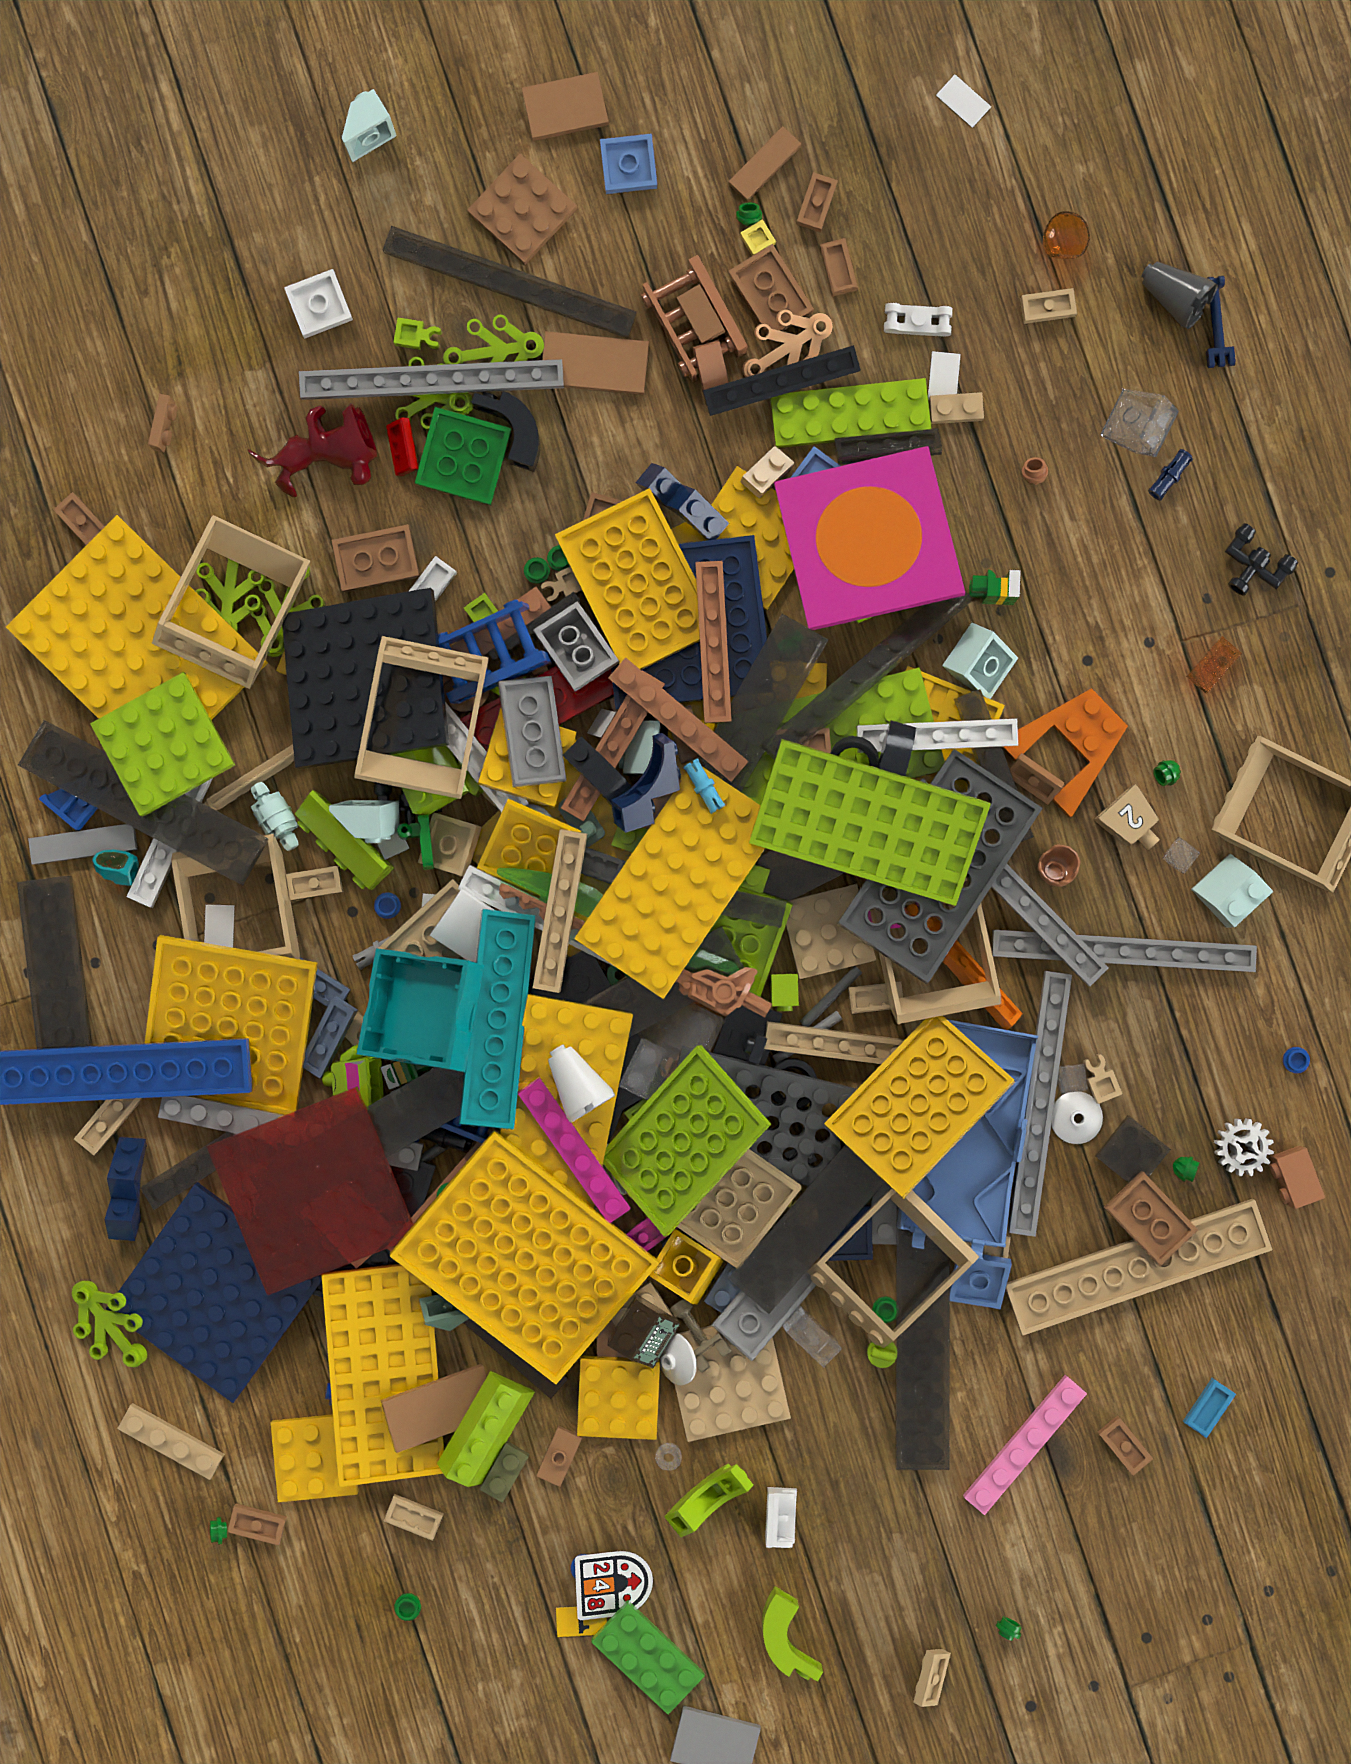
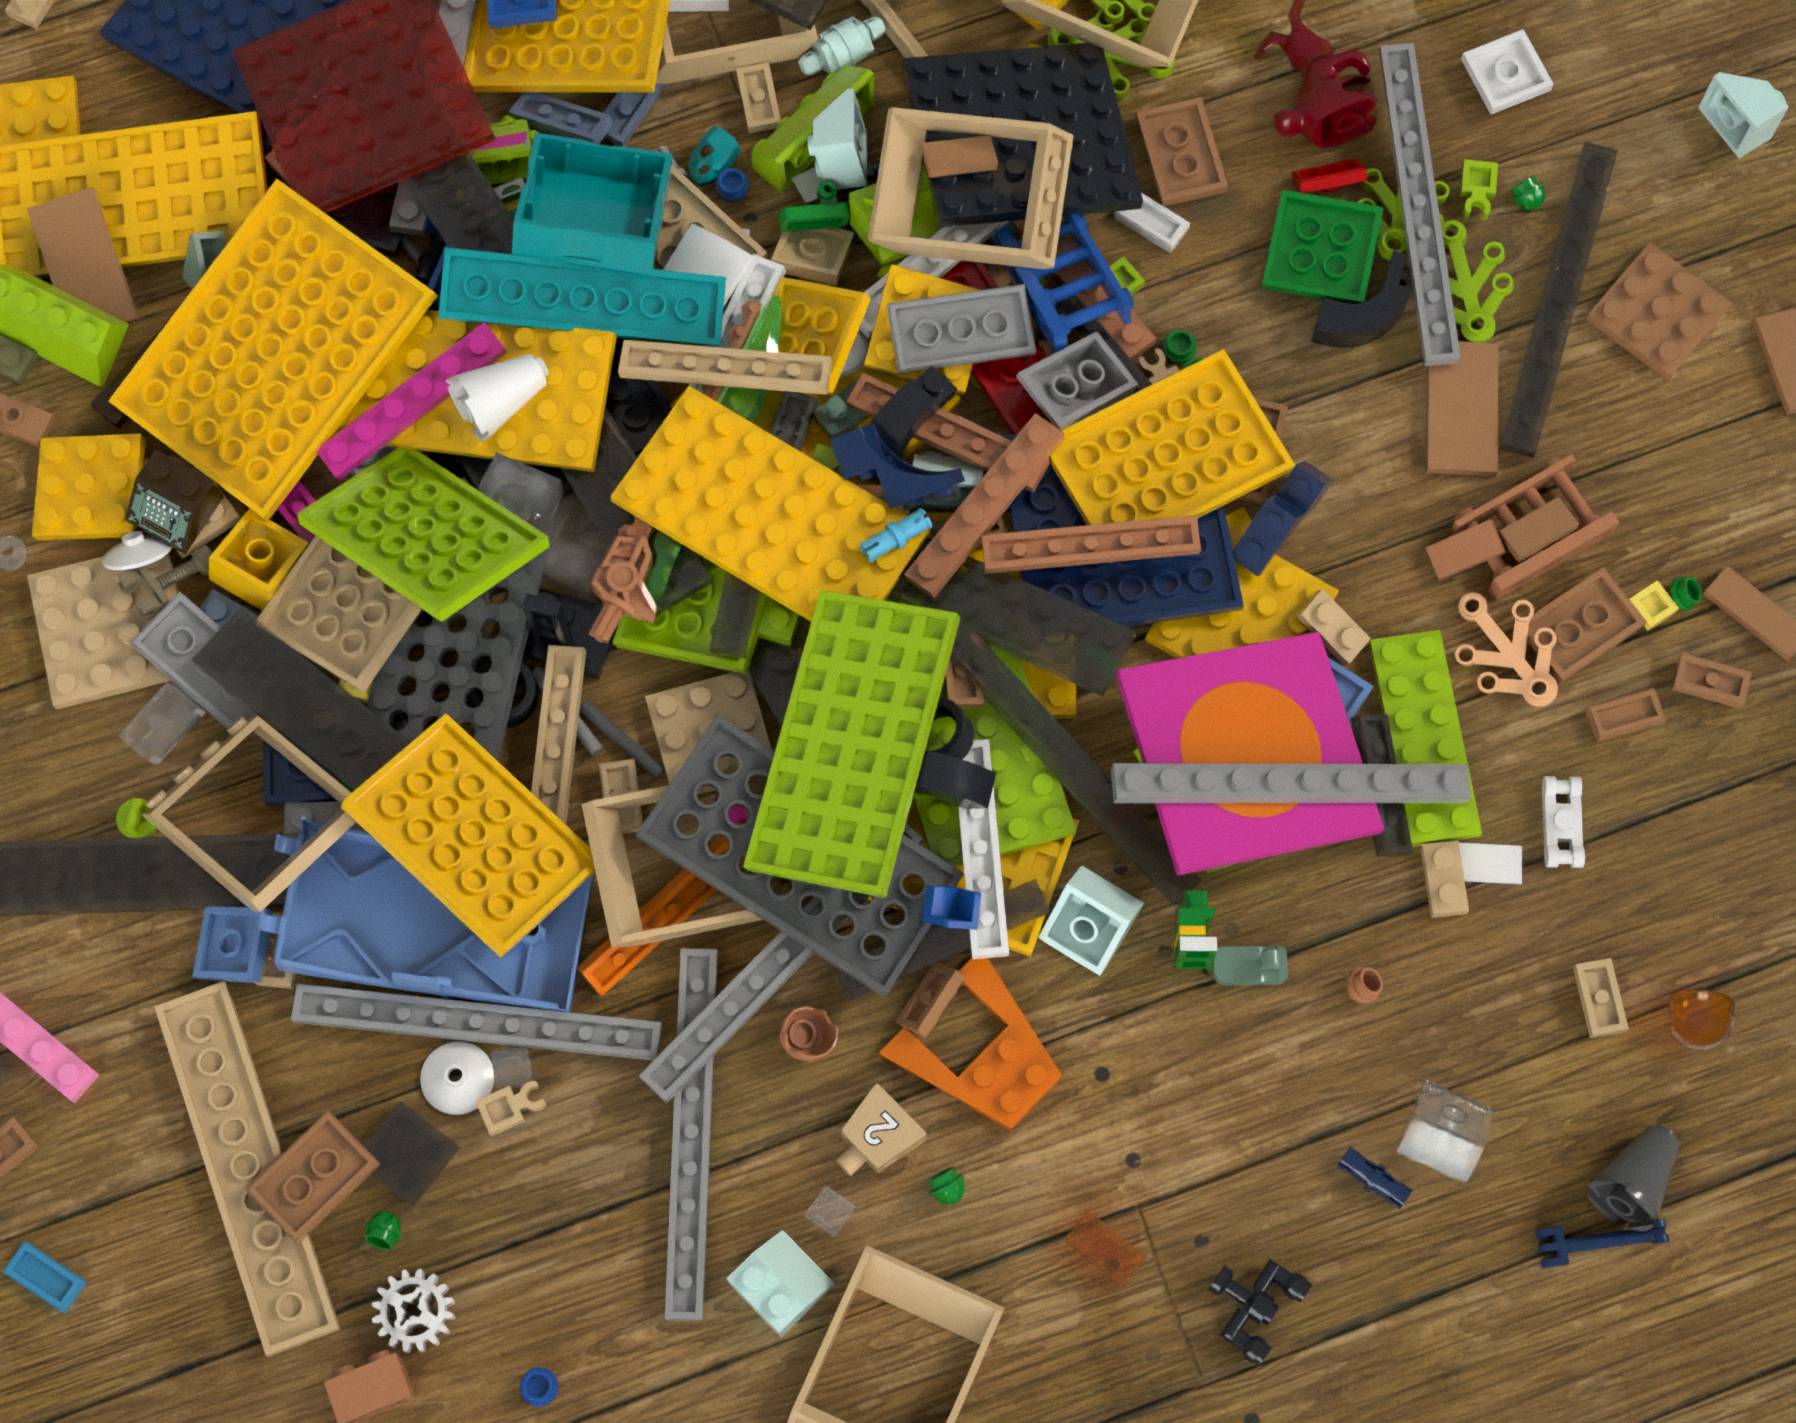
camera: 90 degrees right, 15 degrees down
(364, 920) = (714, 154): none -> teal rock
(393, 725) = (959, 156): none -> medium nougat tile
(422, 297) = (1528, 194): none -> green plate
(628, 163) = (1735, 438): medium blue plate -> none
(781, 380) = (1459, 638): black plate -> none
(784, 991) = (627, 675): lime brick -> none
(885, 1309) = (196, 822): green plate -> none
(897, 510) = (1290, 783): none -> light grey plate
(984, 757) = (951, 907): none -> blue panel
(1014, 548) = (1250, 965): none -> sand green piece

